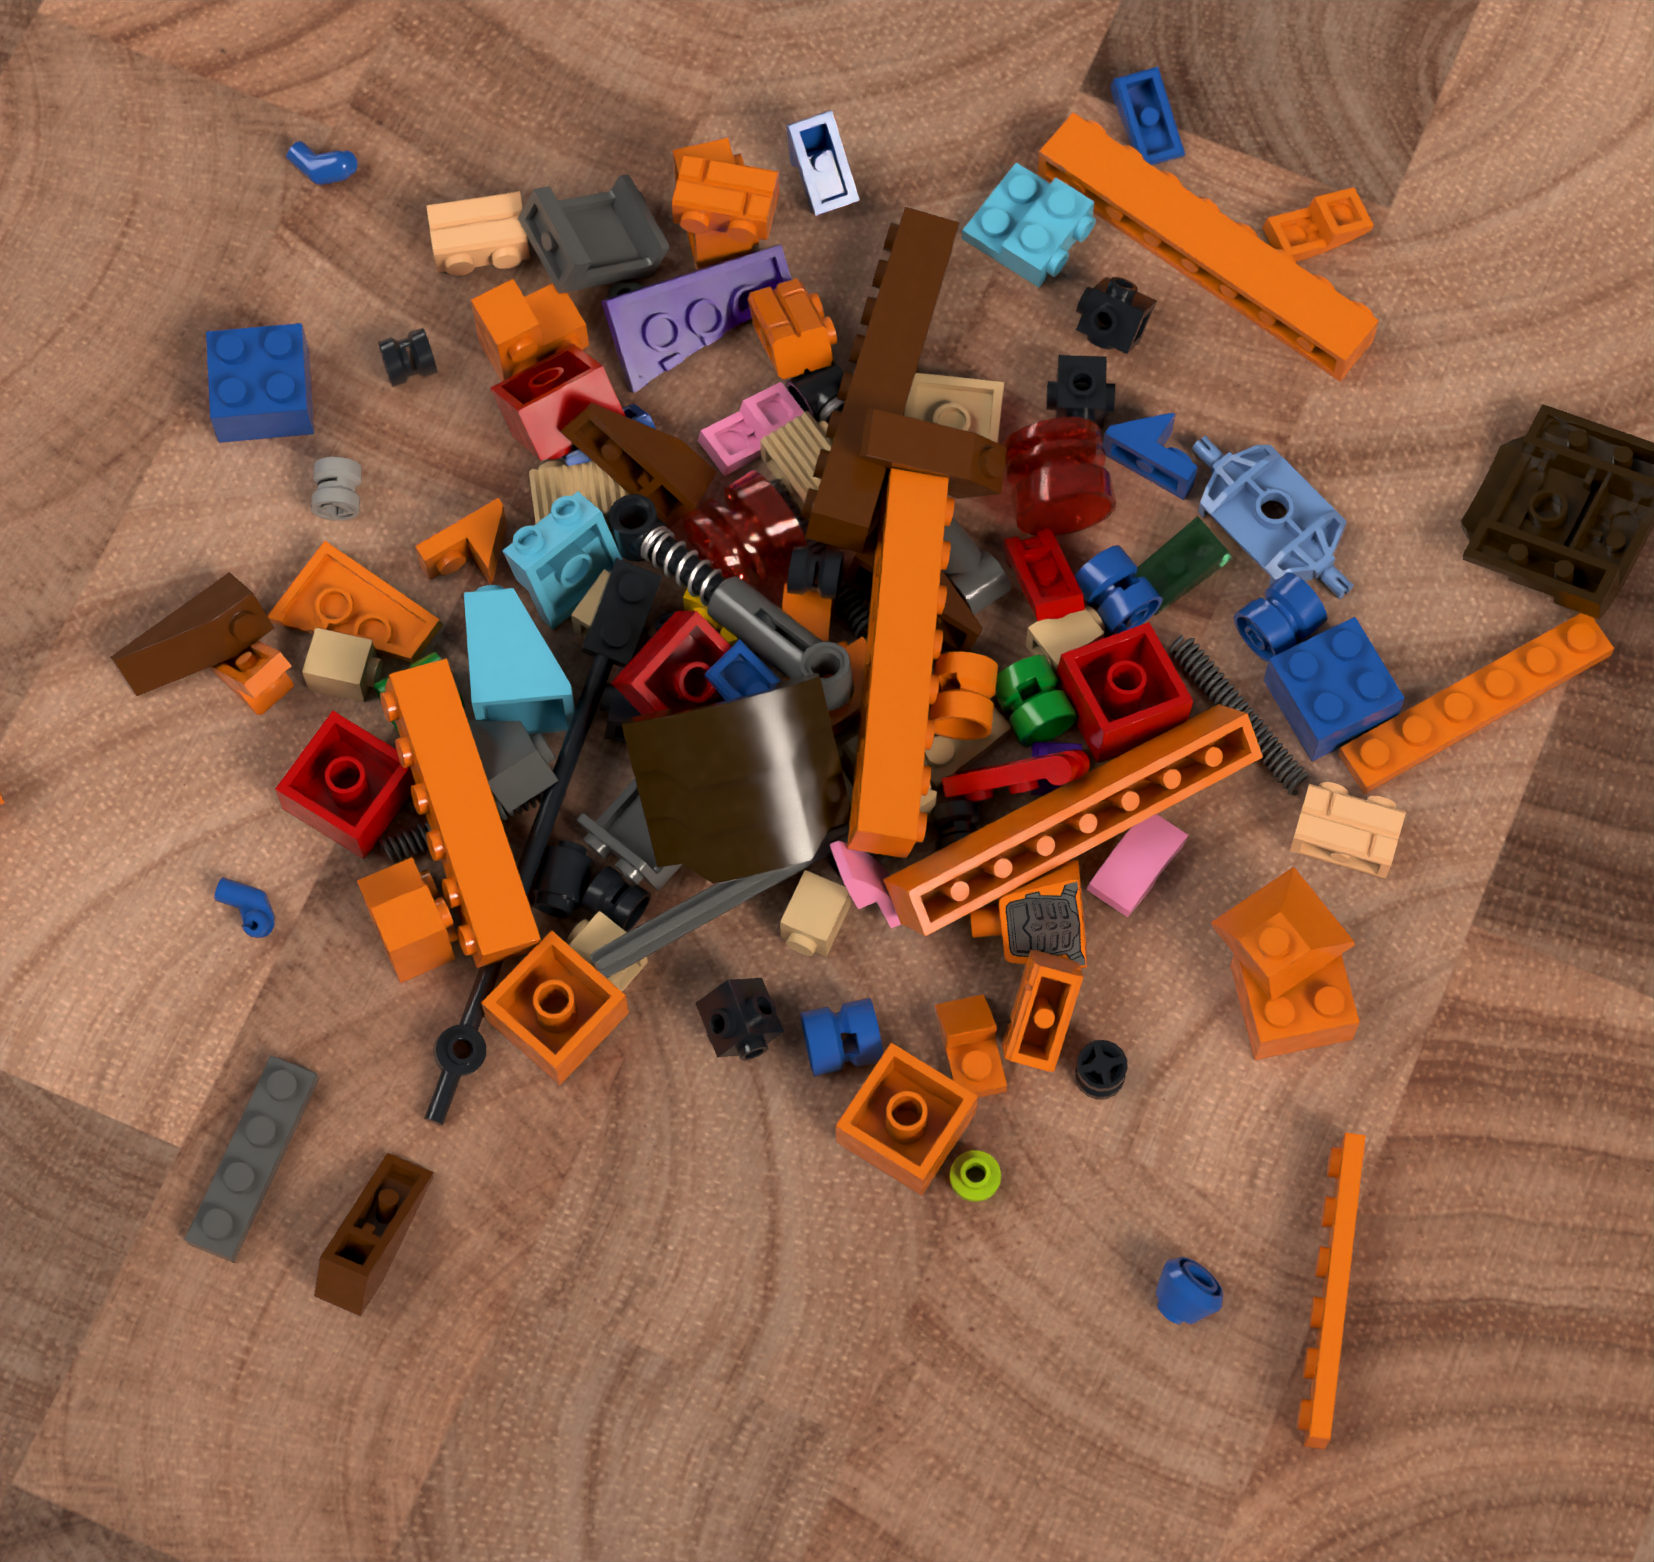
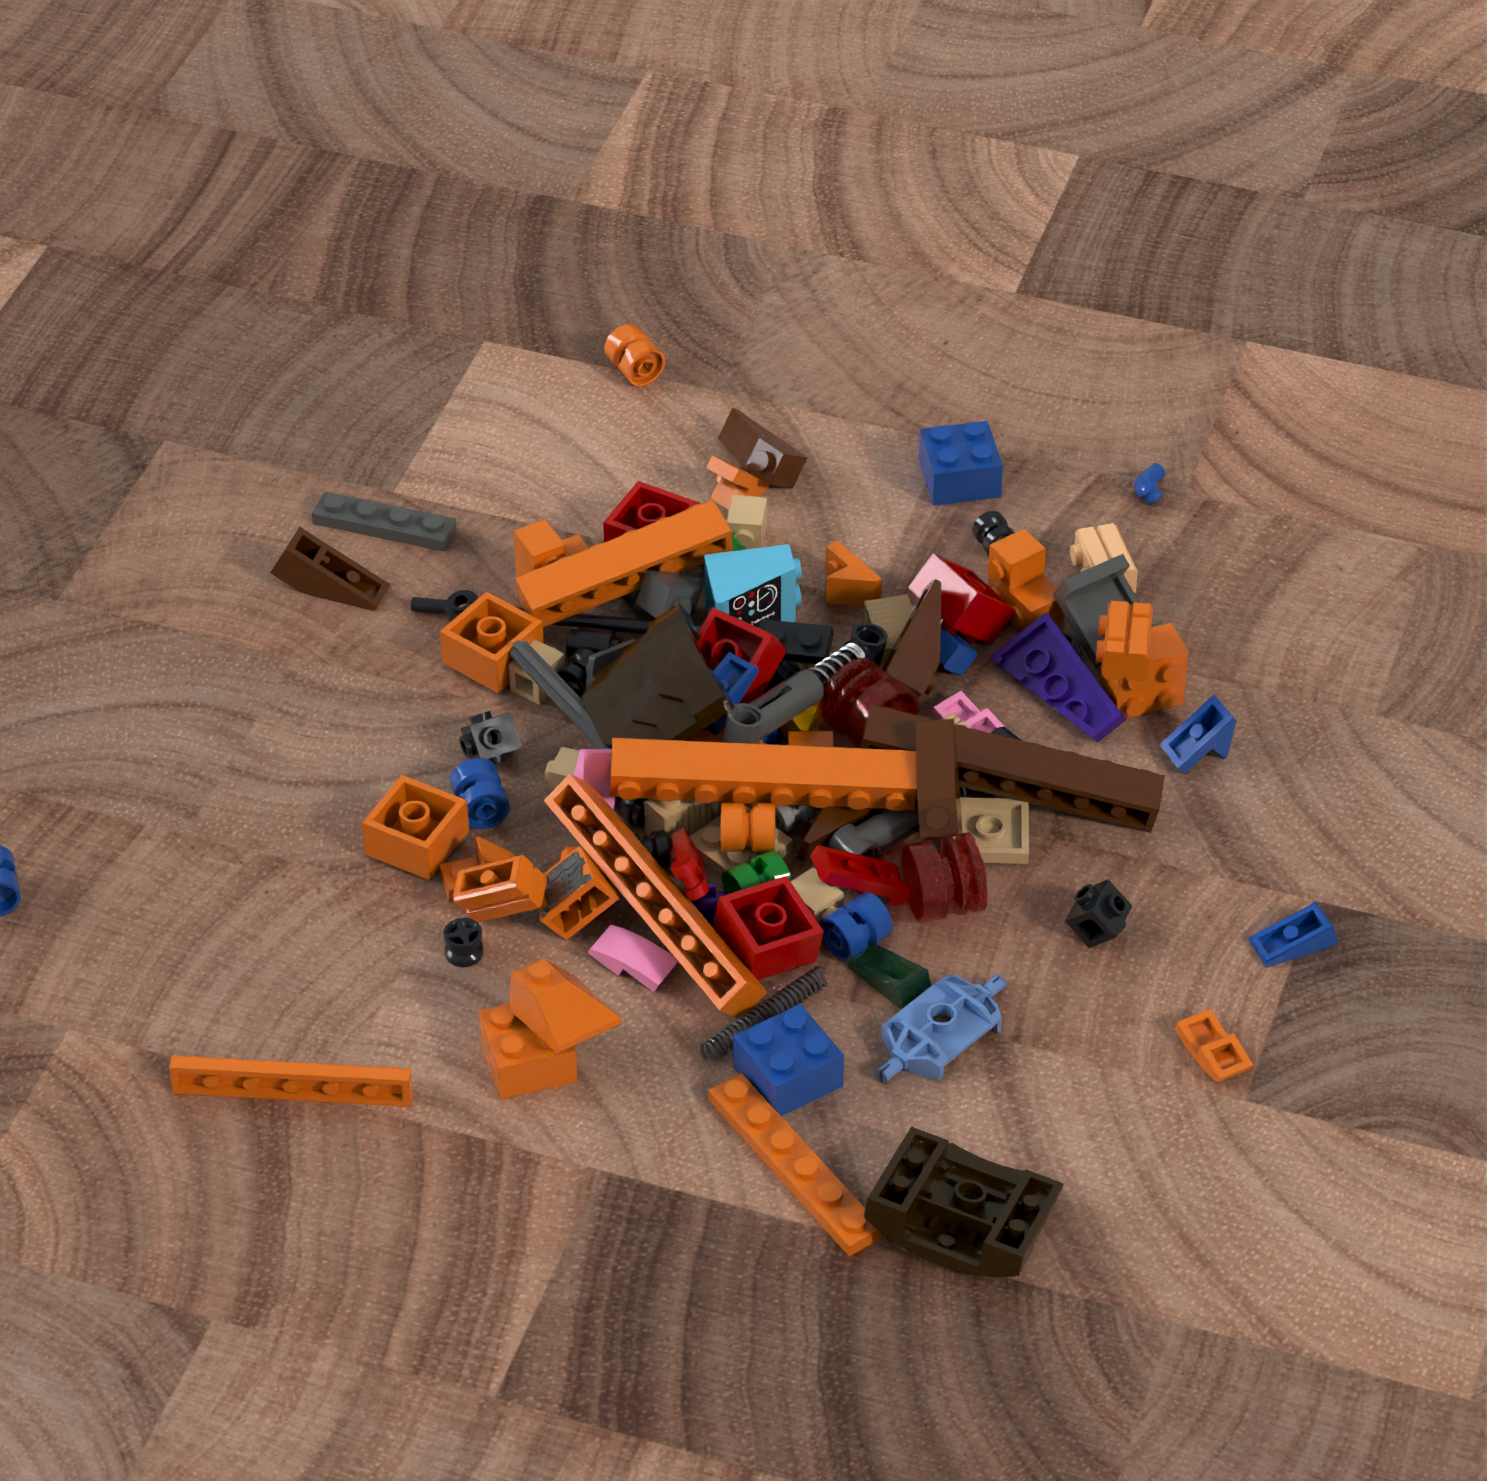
camera: 85 degrees right, 25 degrees down
(252, 903) = (569, 502): blue arm -> none
(336, 488) = (884, 509): light grey wheel -> none
(353, 601) = (799, 521): orange wing -> none
(562, 556) = (838, 603): medium azure plate -> none
(792, 328) = (1048, 721): orange brick -> none
(804, 572) = (836, 729): black wheel -> none
(970, 1190) = (379, 880): lime plate -> none
(1030, 224) = (1177, 870): medium azure plate -> none
(1081, 389) = (1024, 895): black brick -> none
(1142, 450) = (983, 943): blue slope -> none
(1187, 1291) = (290, 994): blue cone -> none
(1209, 246) = (1175, 973): orange brick -> none
(1287, 612) = (850, 1027): blue wheel -> none
(1348, 829) = (669, 1077): light nougat brick -> none

